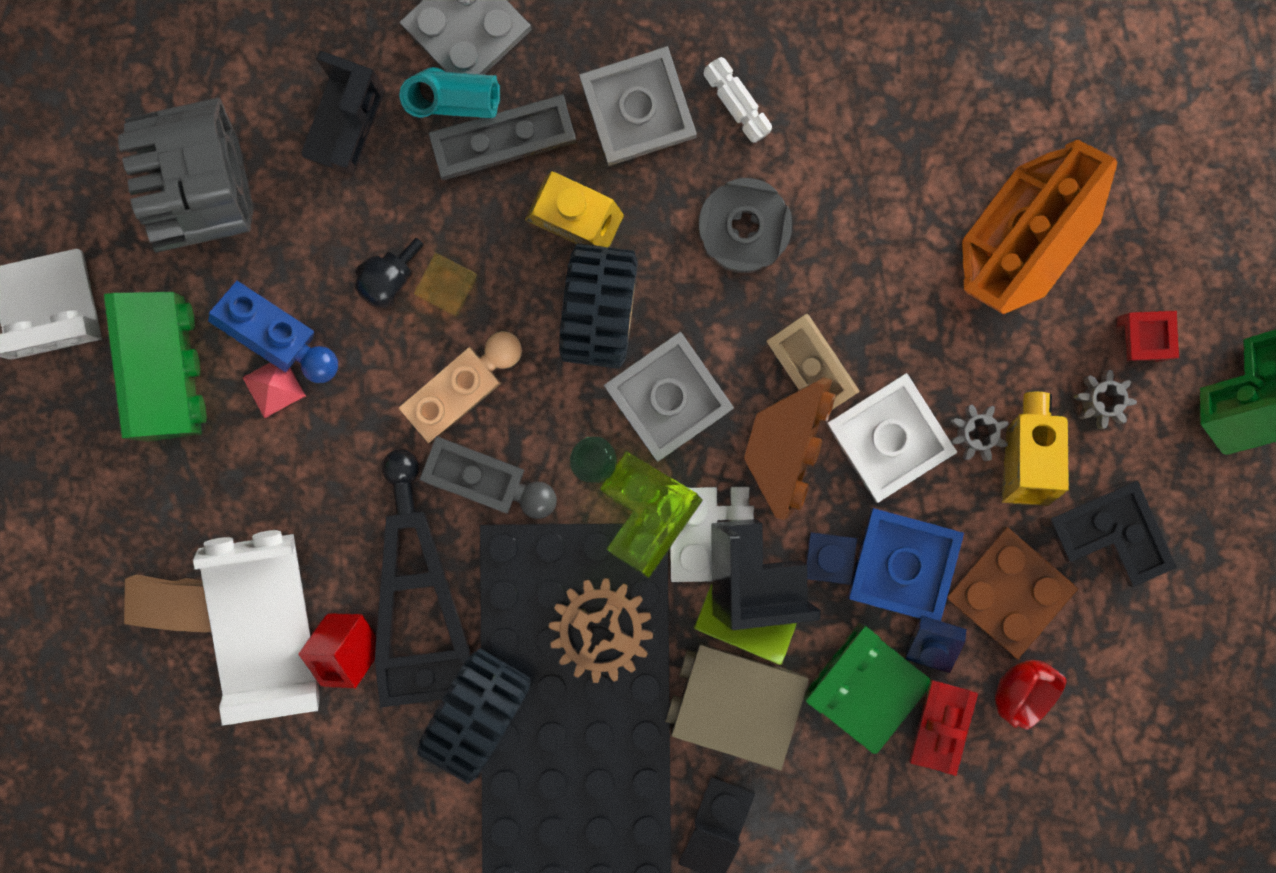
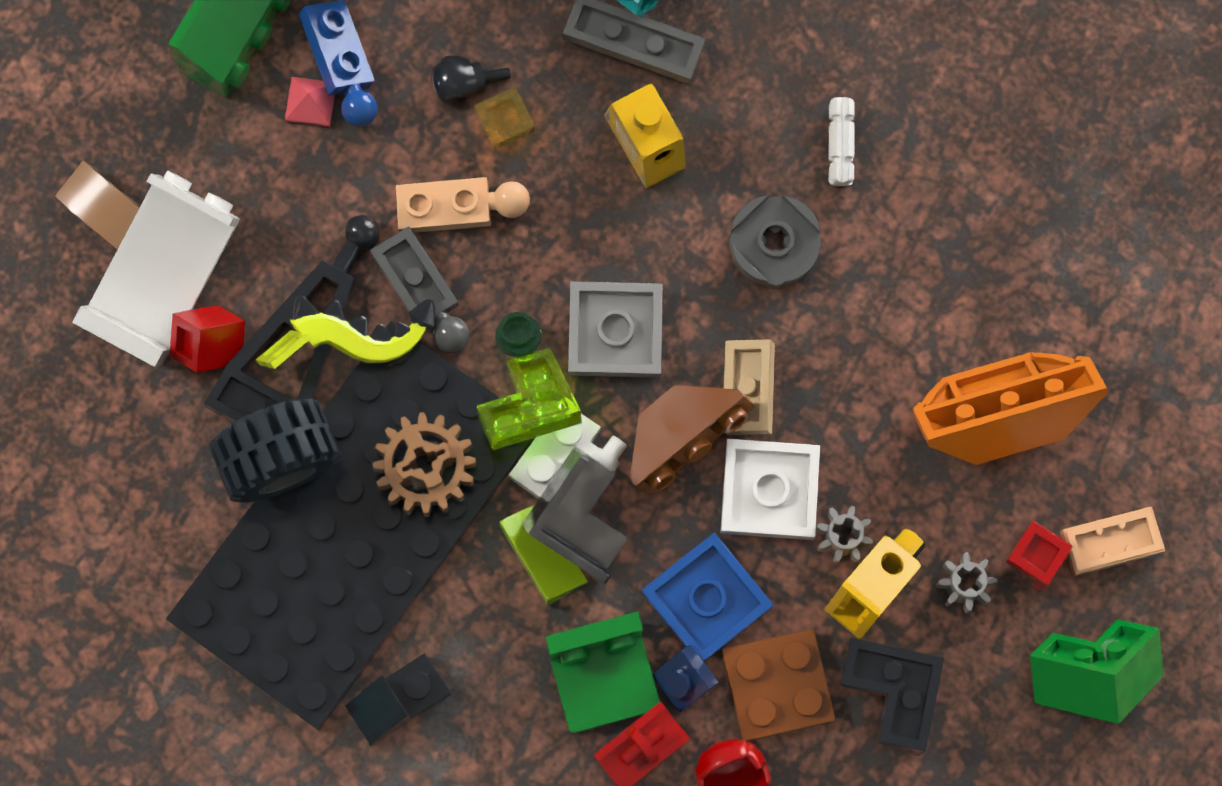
camera: 30 degrees right, 10 degrees down
(457, 571) = (349, 336): none -> neon yellow piece
(597, 305) = (611, 212): black wheel -> none
(638, 106) = (758, 90): light grey plate -> none
(737, 705) = (488, 608): dark tan brick -> none
(830, 558) = (650, 550): dark blue plate -> none
(1197, 277) = (1113, 541): none -> light nougat plate

